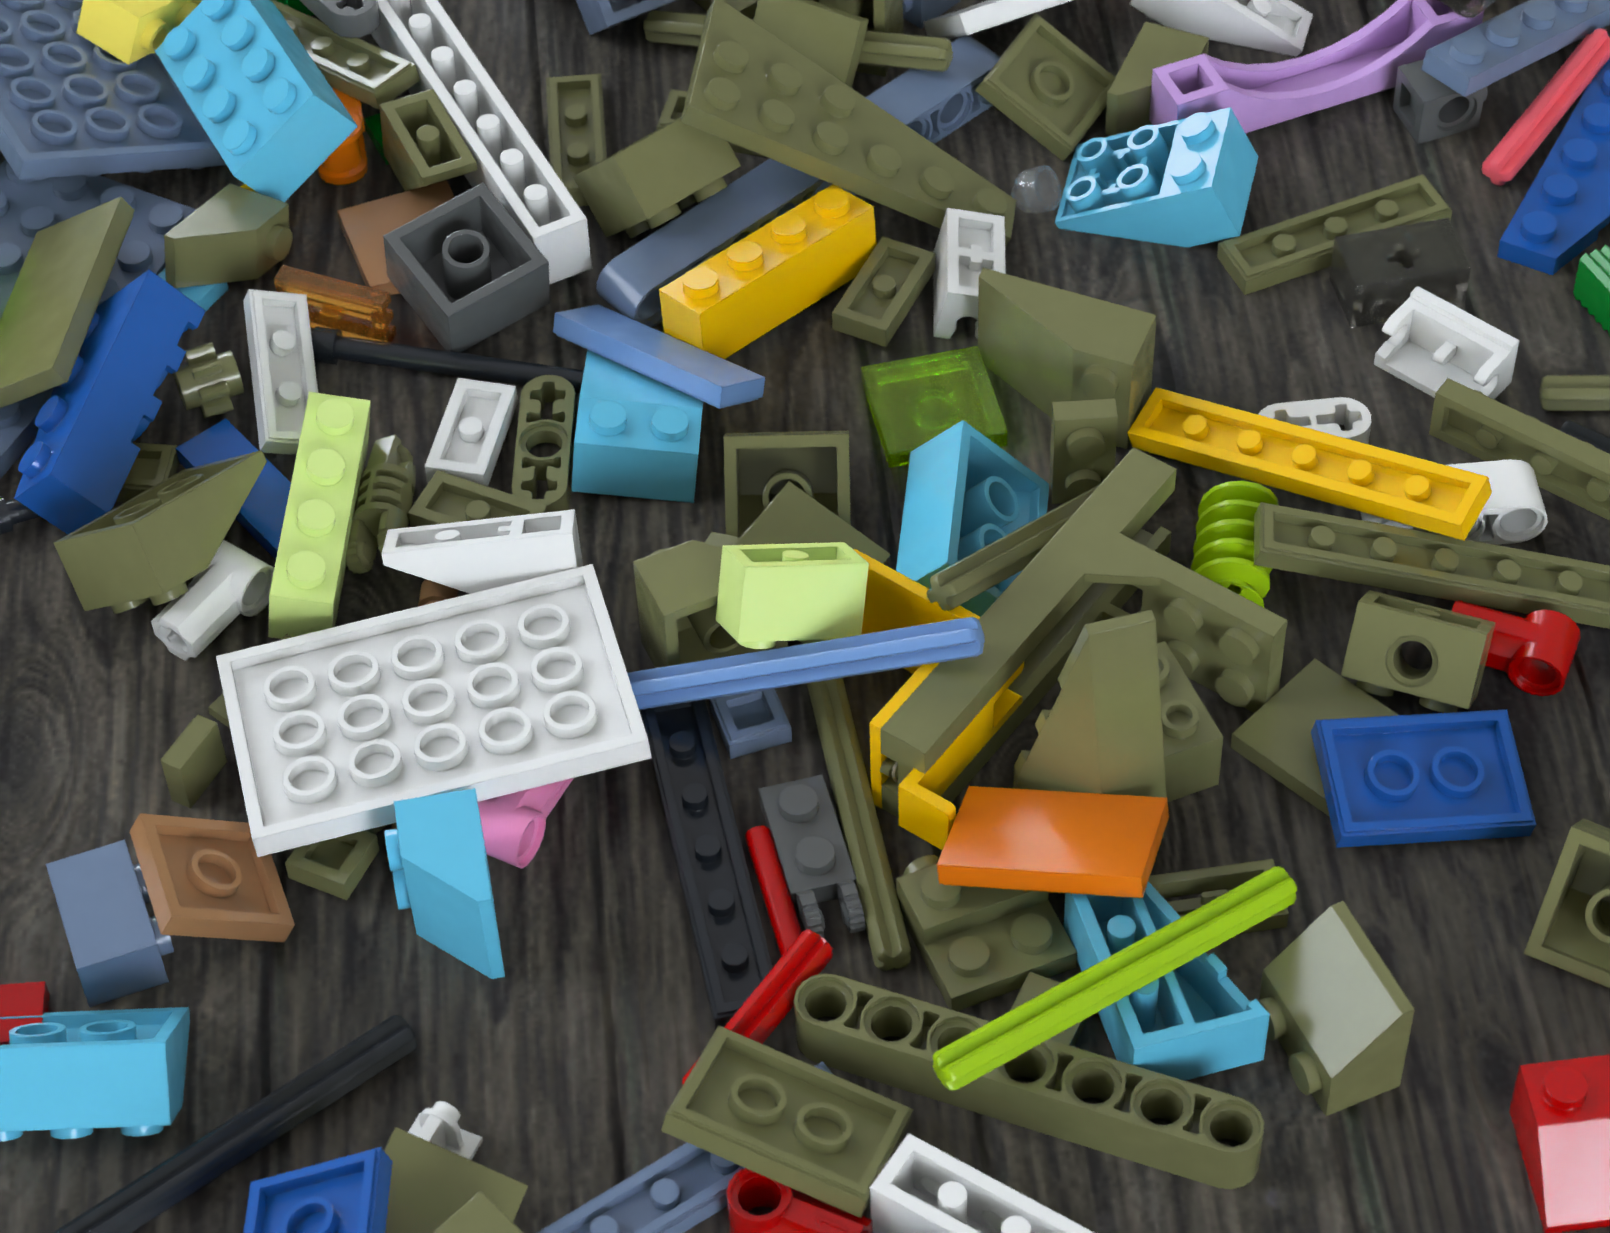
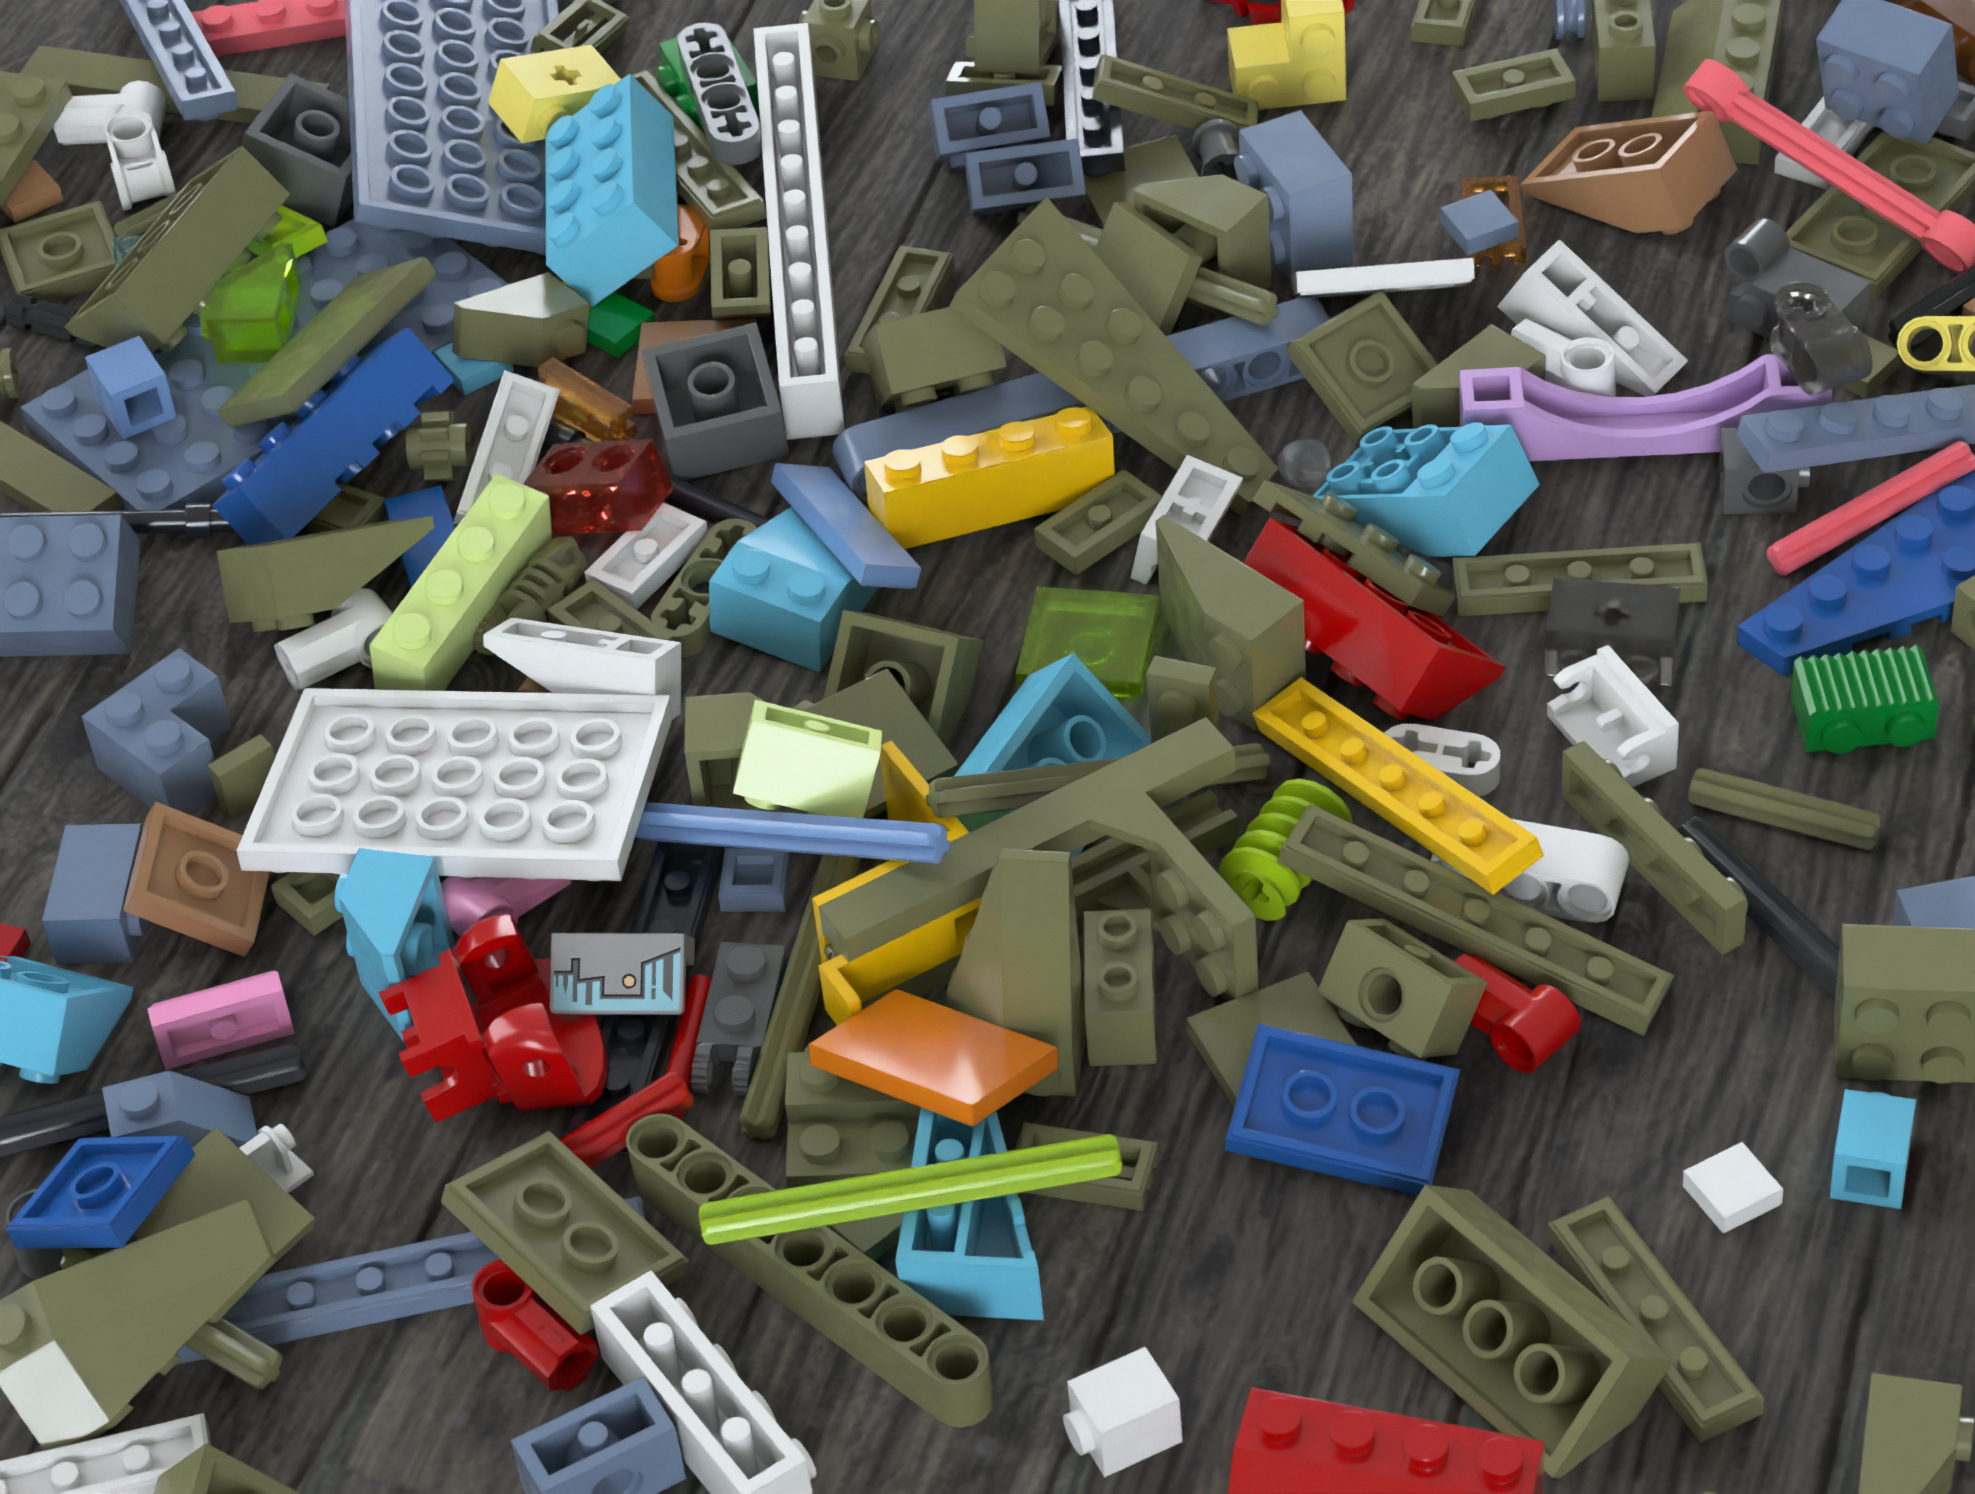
camera: 25 degrees right, 5 degrees down
(81, 745) = (160, 731): none -> sand blue brick
(299, 1010) = (220, 1019): none -> bright pink panel
(314, 218) = (616, 324): none -> green tile
(320, 1125) = (177, 1107): none -> sand blue slope
(403, 373) = (601, 485): none -> clear red brick
(603, 938) = (504, 1041): none -> red piece
(693, 849) = (619, 973): none -> panel
(1148, 251) = (1374, 554): none -> olive wing
(1196, 327) = (1373, 637): none -> red slope
(1237, 39) = (1577, 365): none -> white piece
(1337, 1013) = (1111, 1284): olive slope -> none
(1396, 1124) = (1123, 1412): none -> white brick

